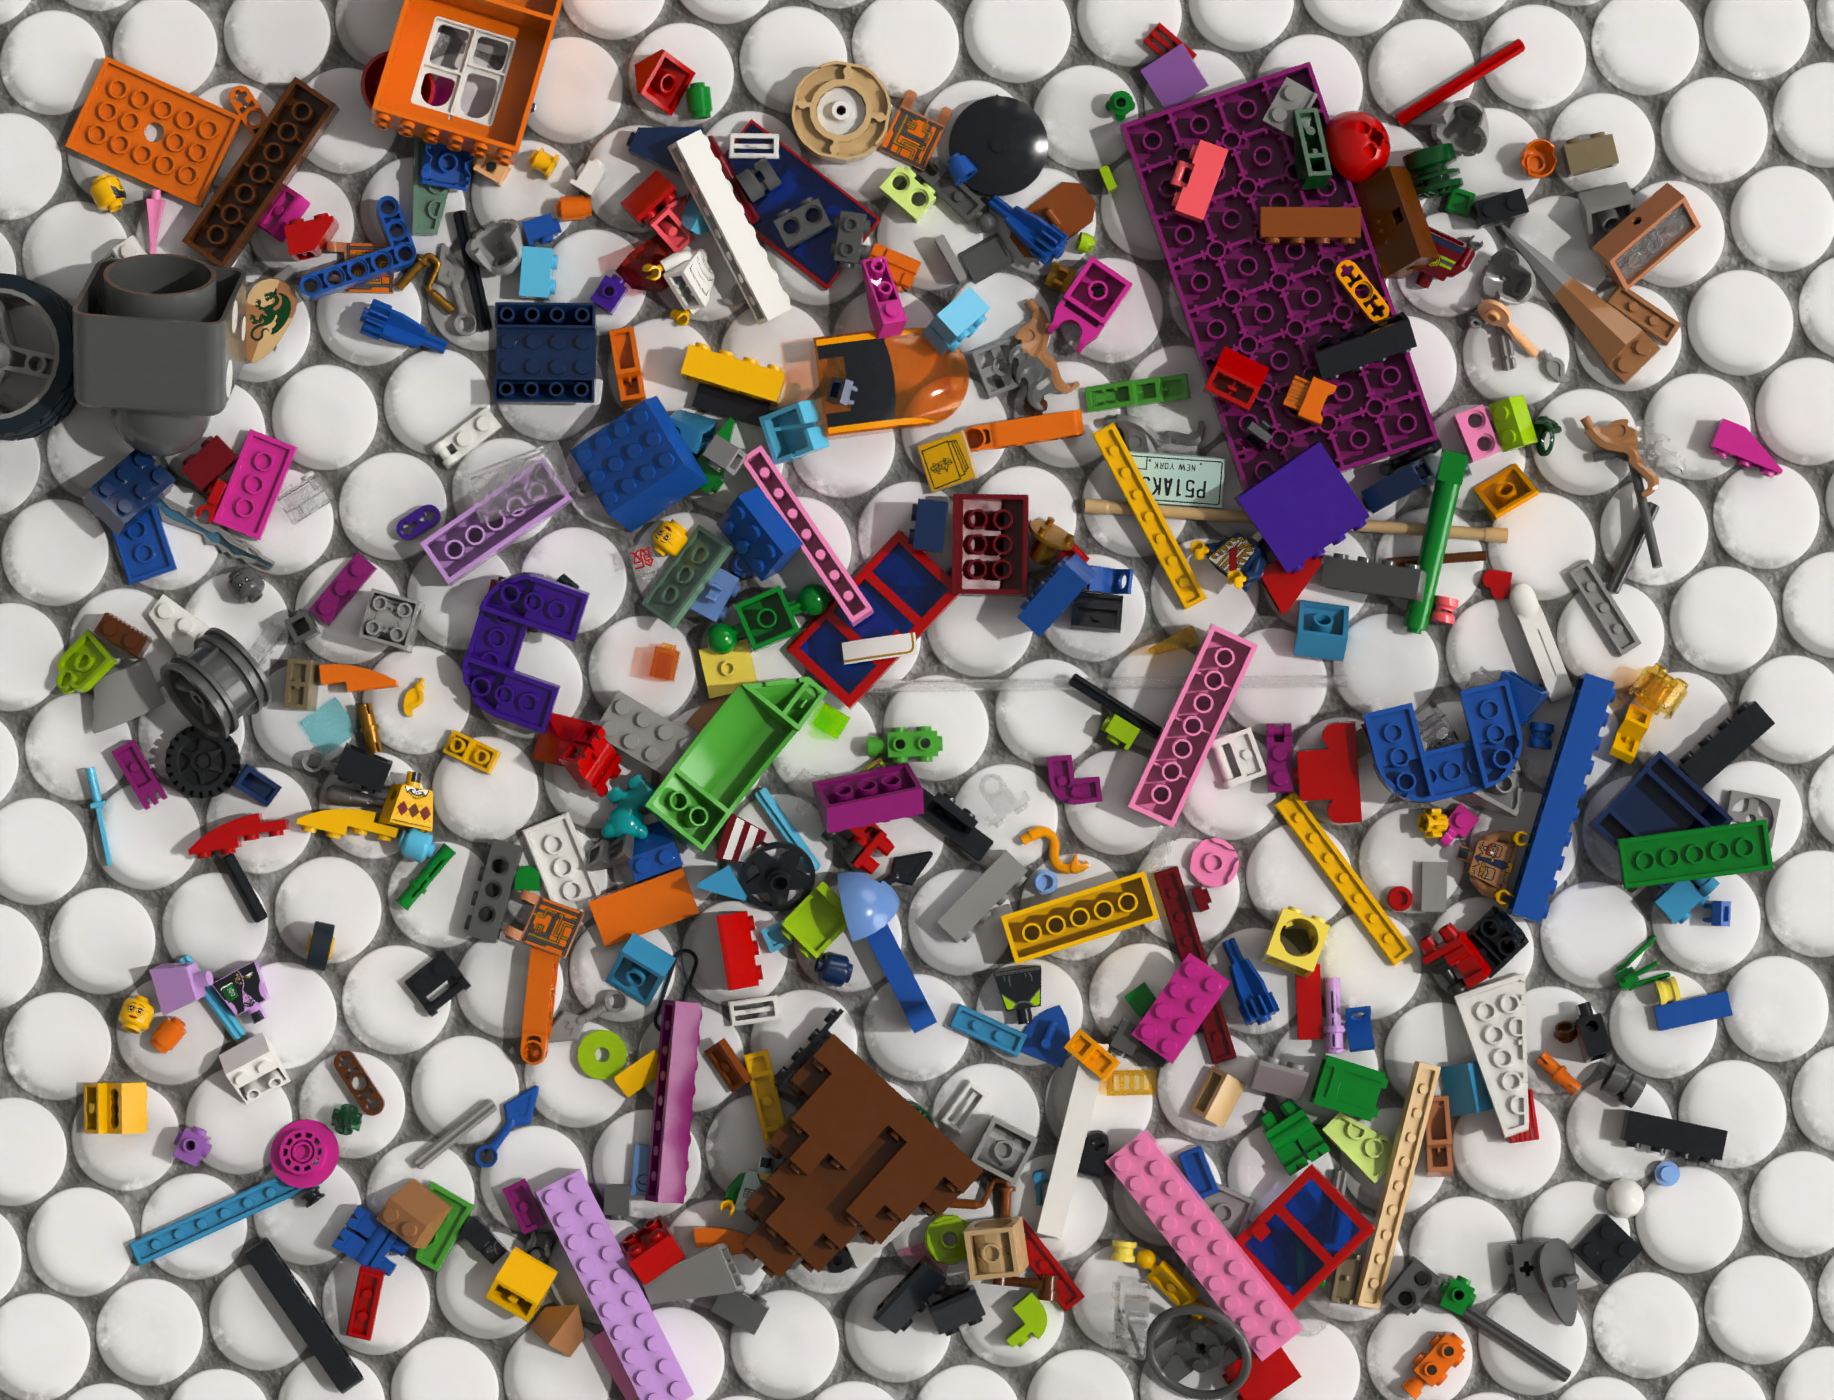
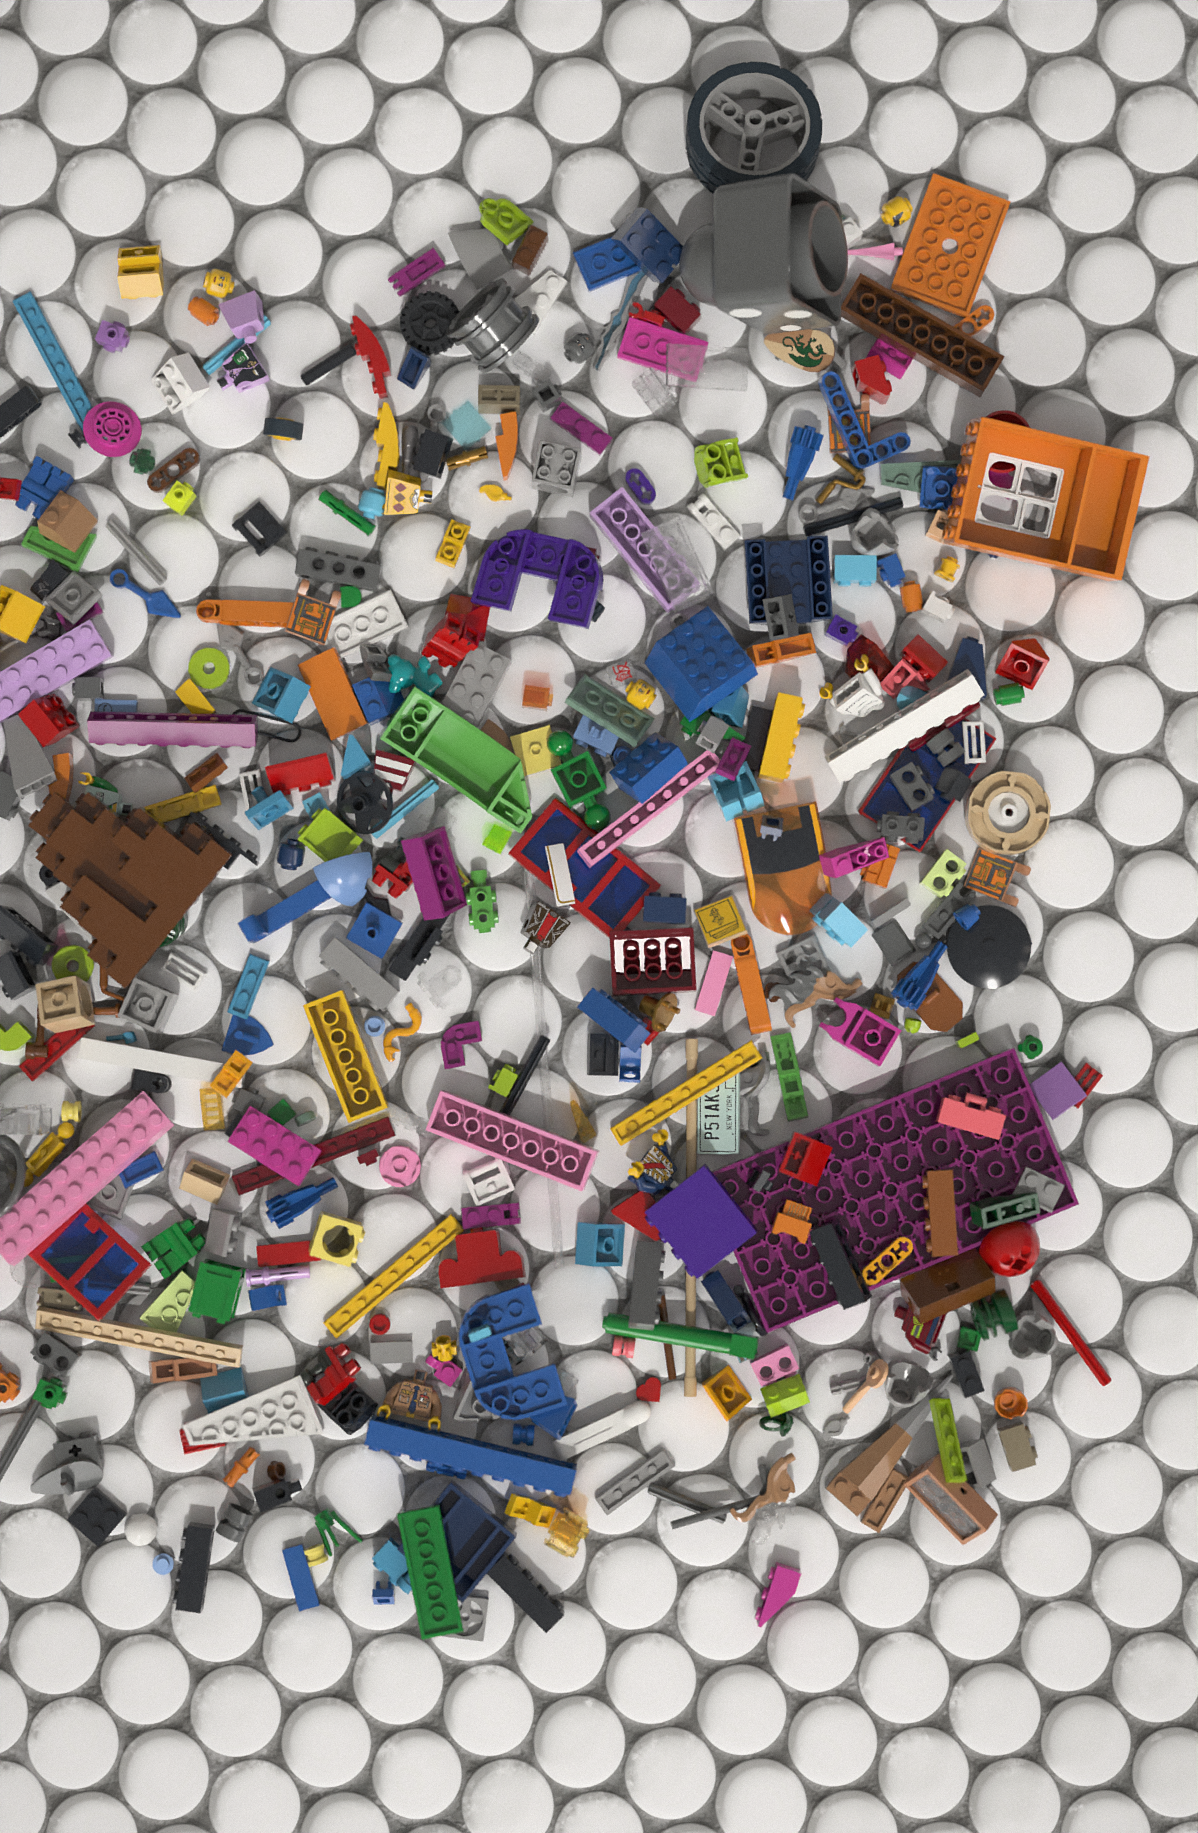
camera: 90 degrees right, 0 degrees up
(98, 803) = (390, 240): medium azure sword -> none
(281, 432) = (706, 367): none -> clear tile
(393, 1076) = (180, 497): none -> neon yellow brick
(397, 426) = (719, 463): none -> lime slope
(506, 1212) = (73, 597): none -> light grey tile
(590, 364) = (780, 617): none -> dark grey brick
(756, 432) = (733, 759): none -> magenta plate
(776, 992) = (268, 808): none -> dark azure tile
(803, 174) = (952, 784): none -> black brick
(930, 875) = (374, 930): none -> blue tile
(940, 673) = (542, 927): none -> dark brown torso
(1020, 474) = (713, 983): none -> bright pink tile
(1020, 991) = (282, 1011): black torso -> none
(1149, 971) = (305, 1118): none -> sand green tile
(1417, 775) = (479, 1332): none -> medium azure tile
(1577, 235) = (947, 1440): none -> lime tile
(1577, 830) = (445, 1470): none -> blue axle

